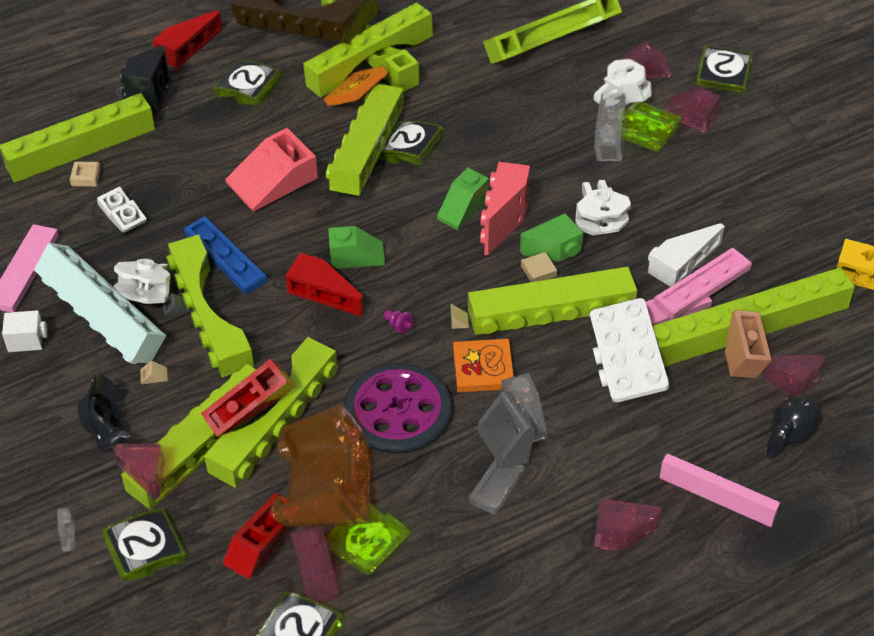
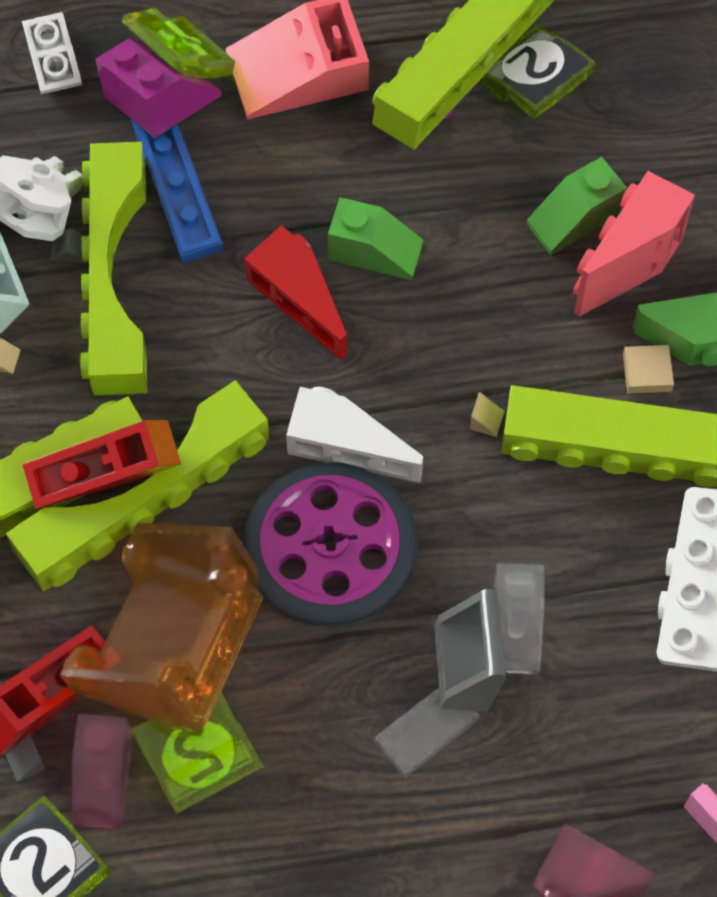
camera: 20 degrees right, 15 degrees up
(190, 207) = (150, 88): none -> magenta slope
(199, 180) = (180, 44): none -> clear neon green slope
(265, 576) = (25, 759): none -> dark grey piece
(379, 346) = (338, 431): none -> white slope
(400, 321) = (393, 392): magenta hair -> none
(482, 364) = (489, 513): orange tile -> none

